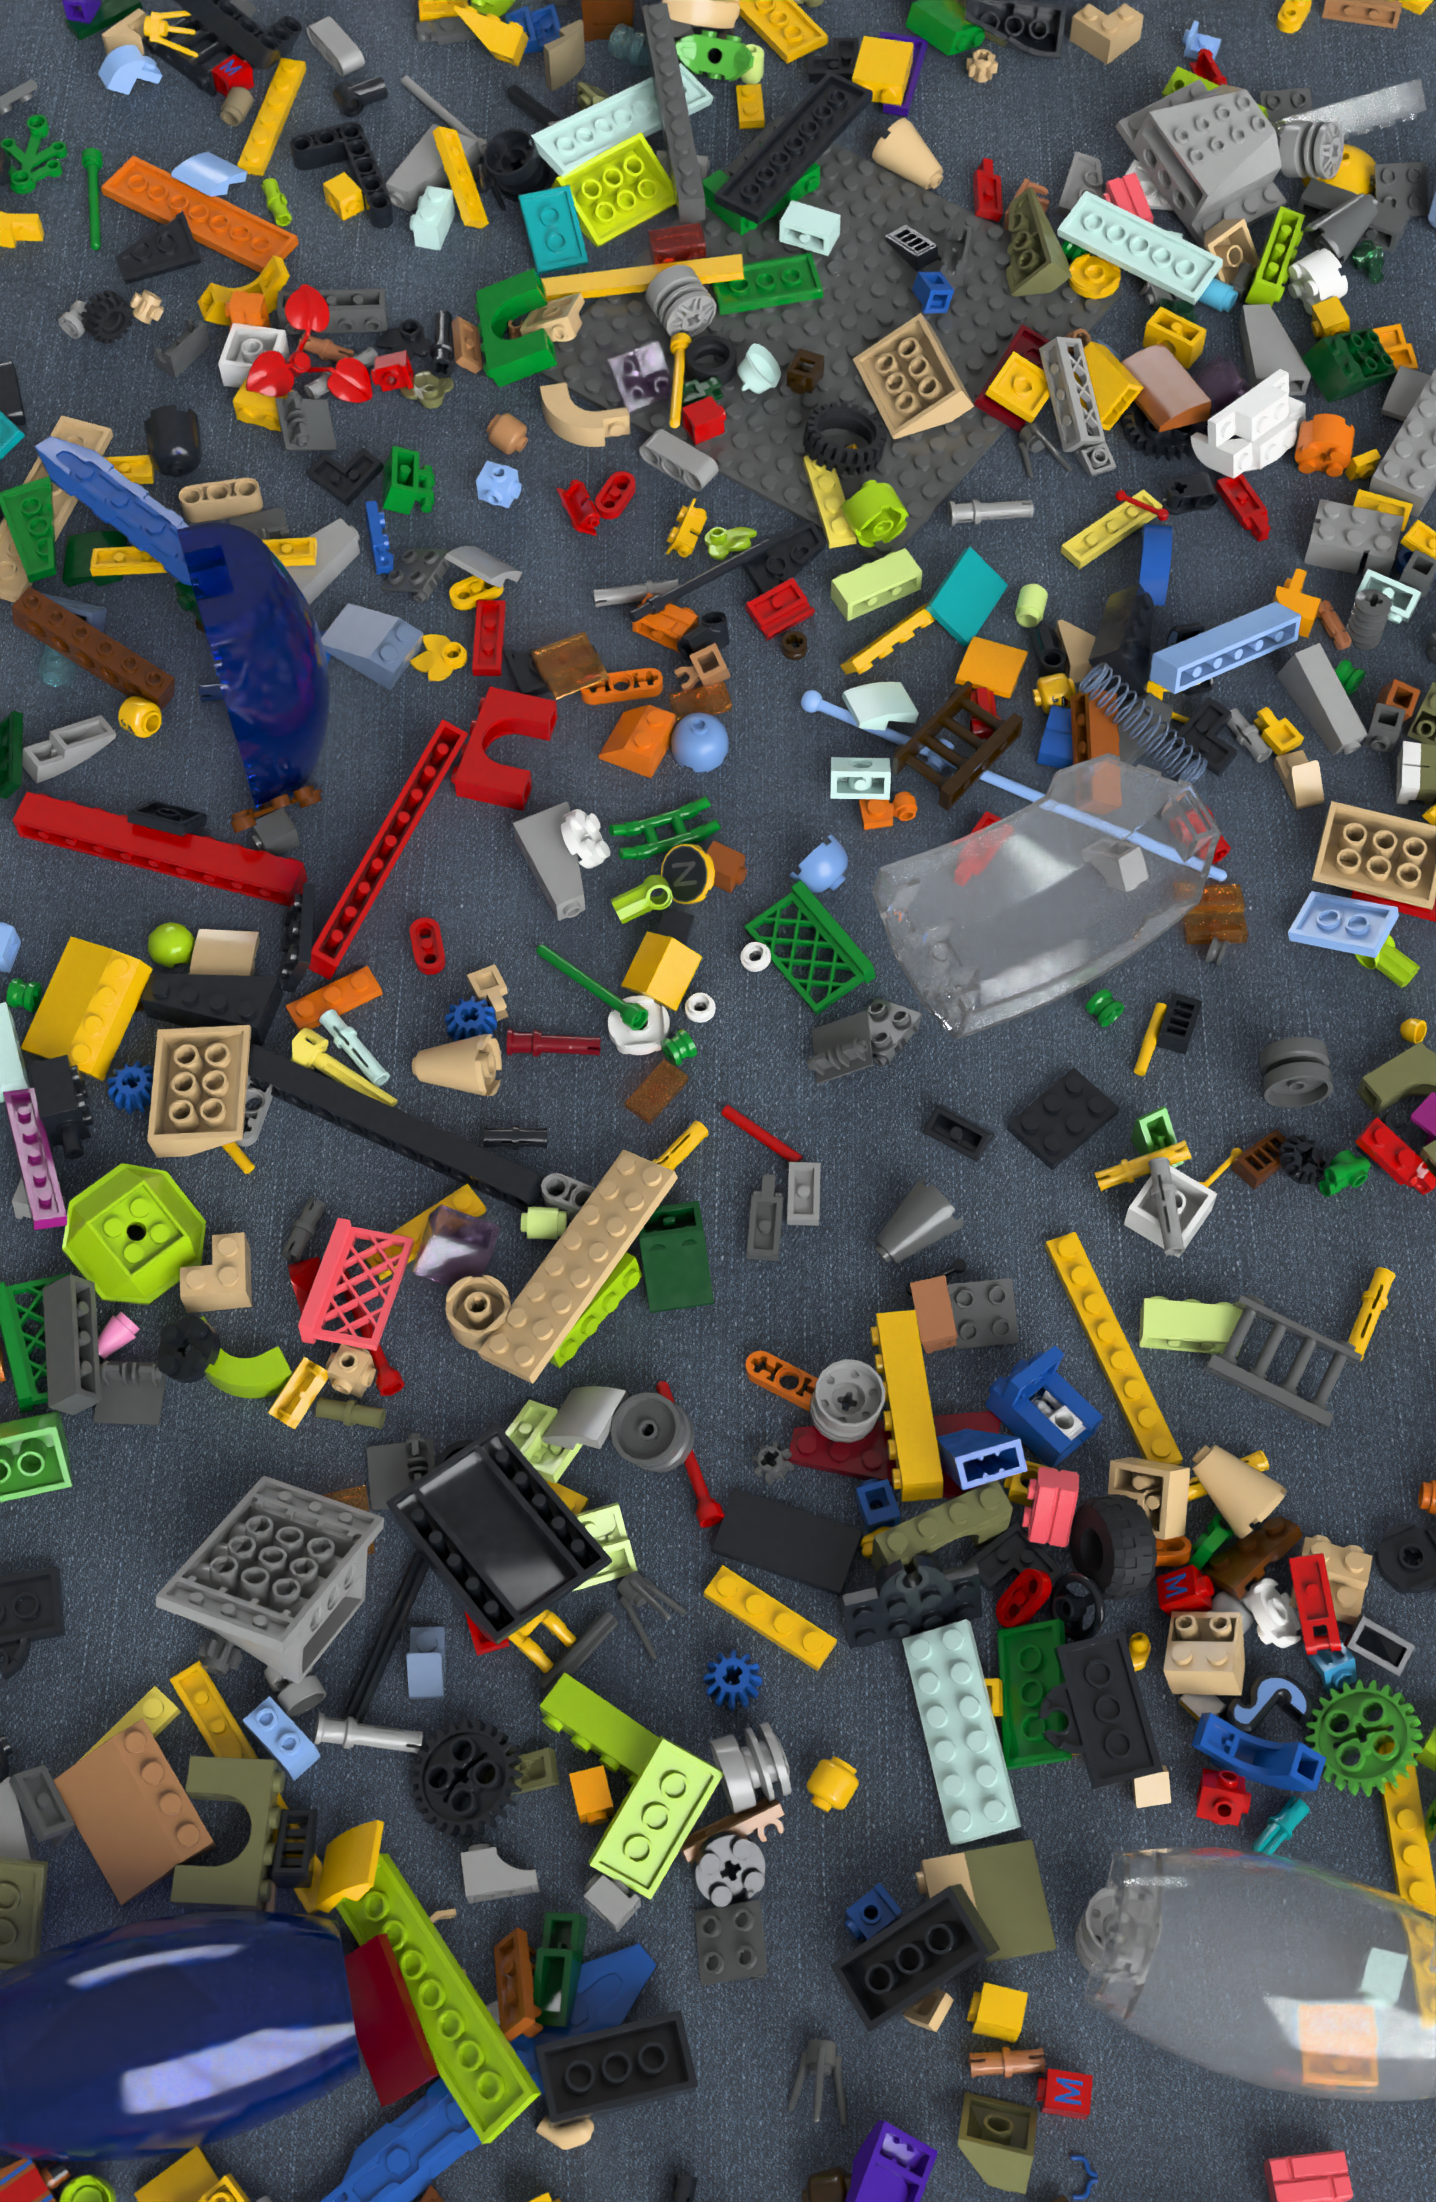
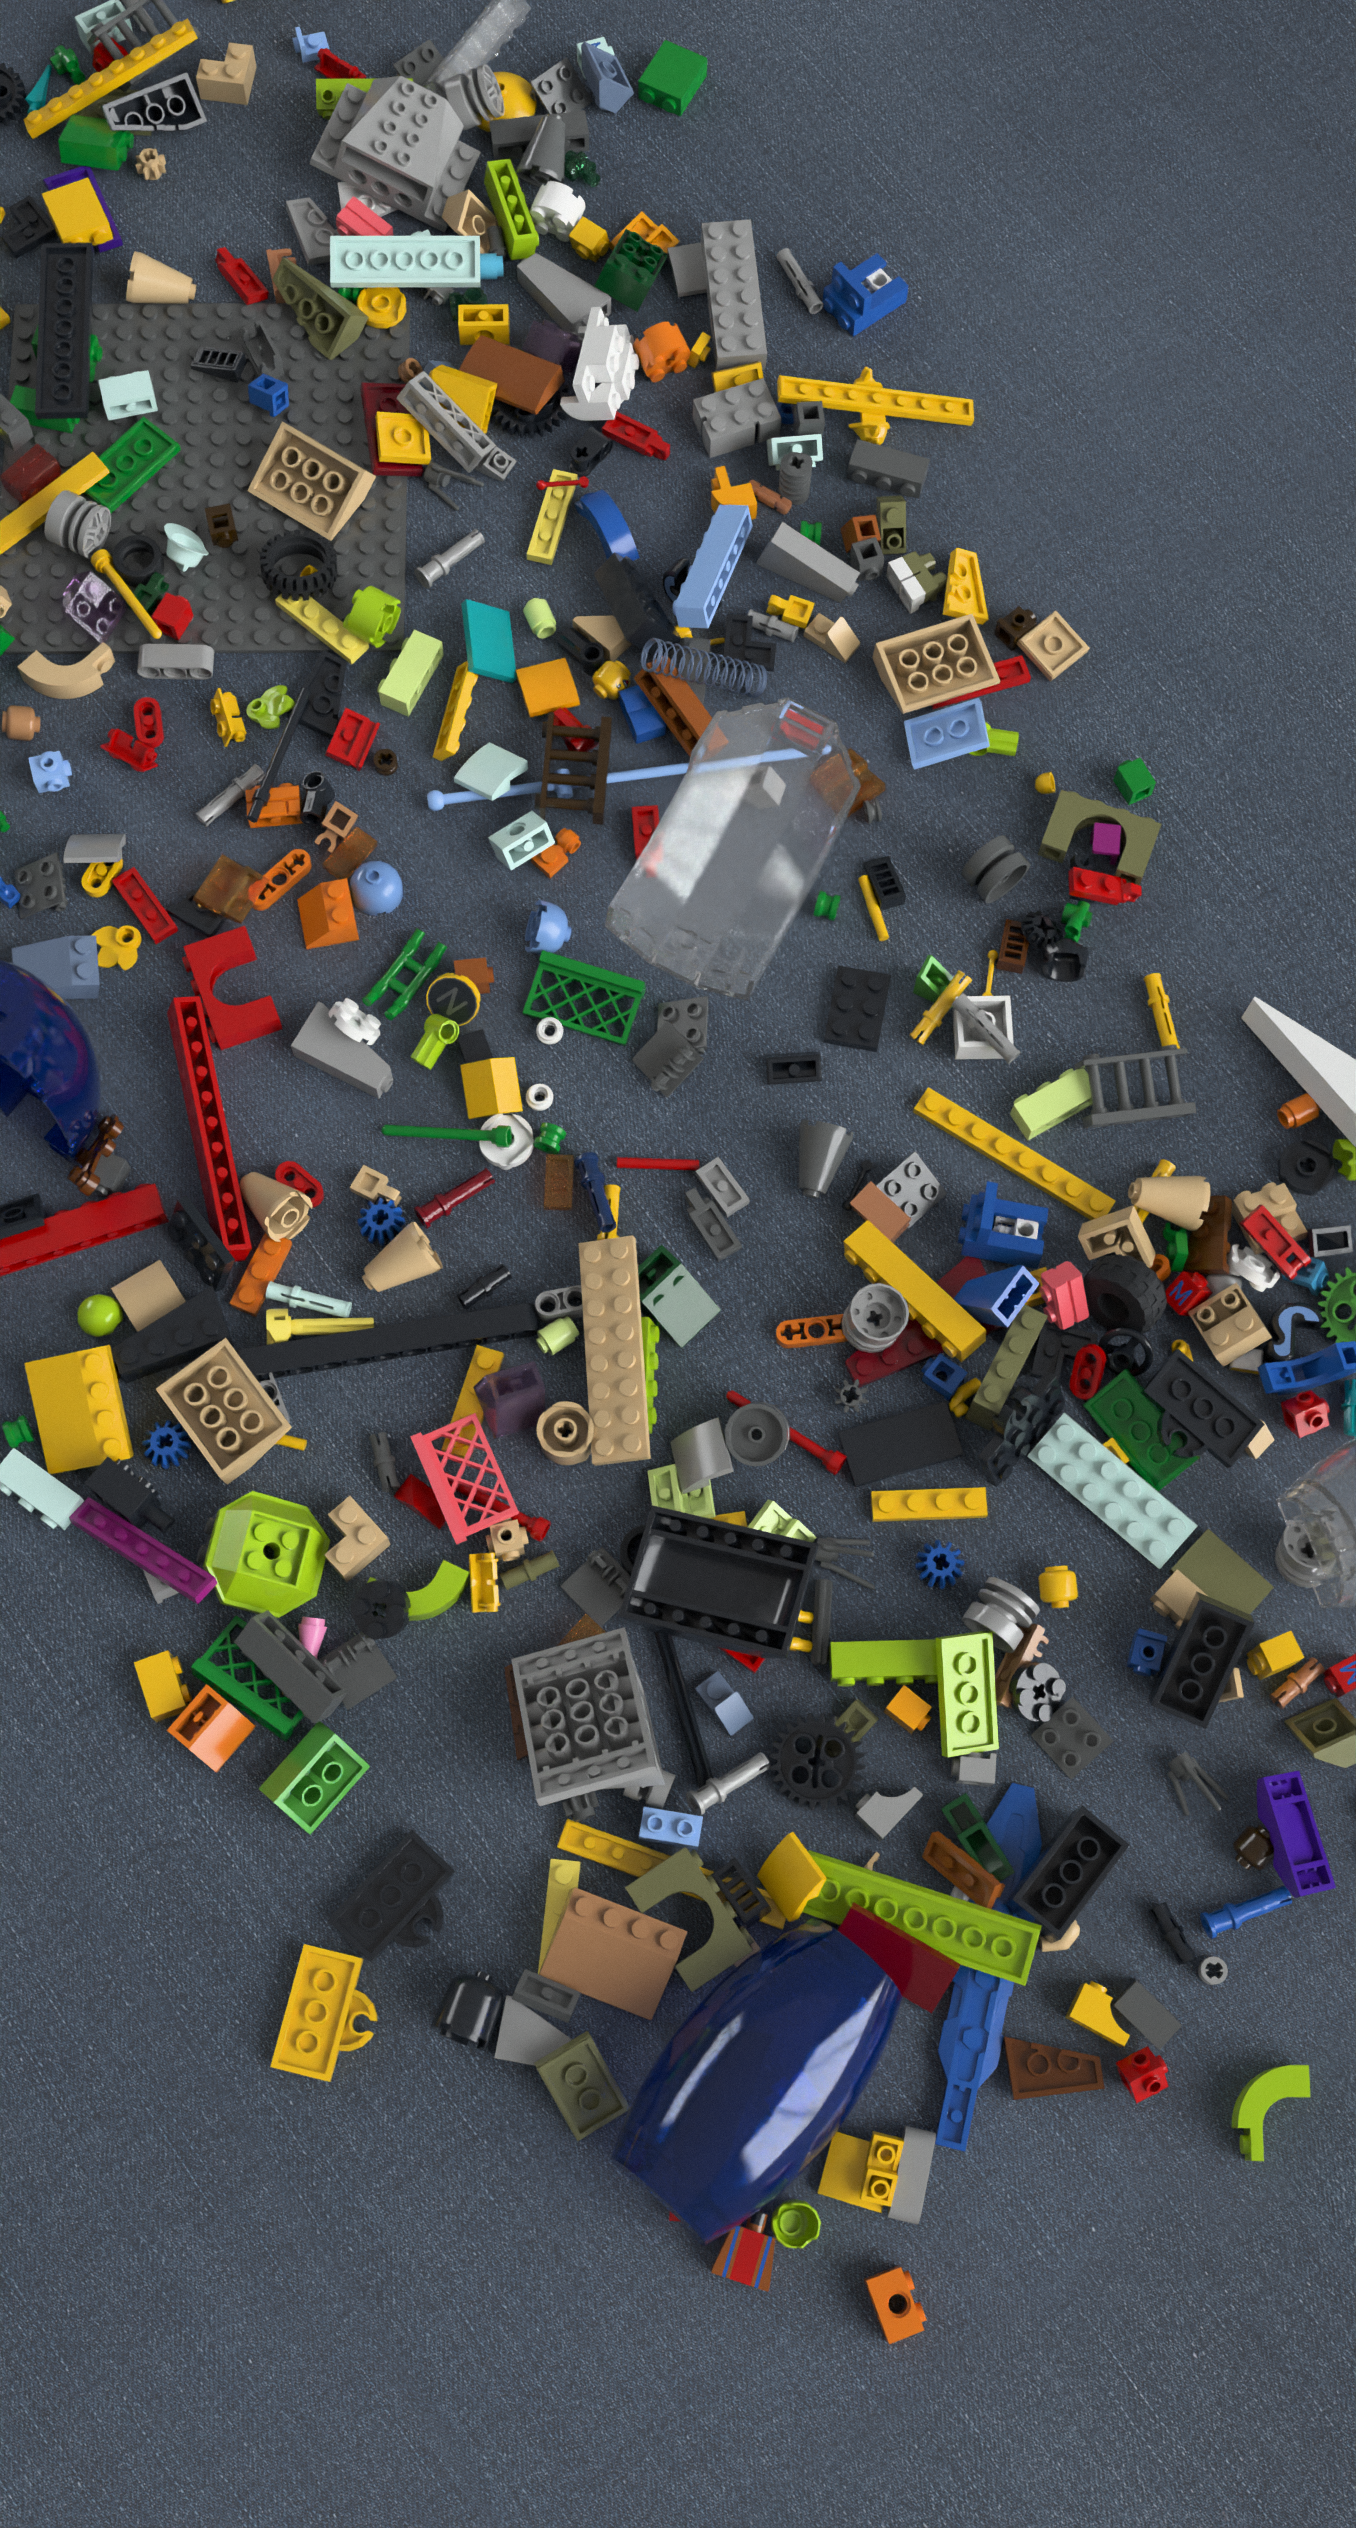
camera: 40 degrees left, 10 degrees up
(389, 949) = (276, 1206): none -> tan cone
(685, 1110) = (593, 1181): none -> dark blue pin
(1303, 1200) = (1064, 960): none -> black hair

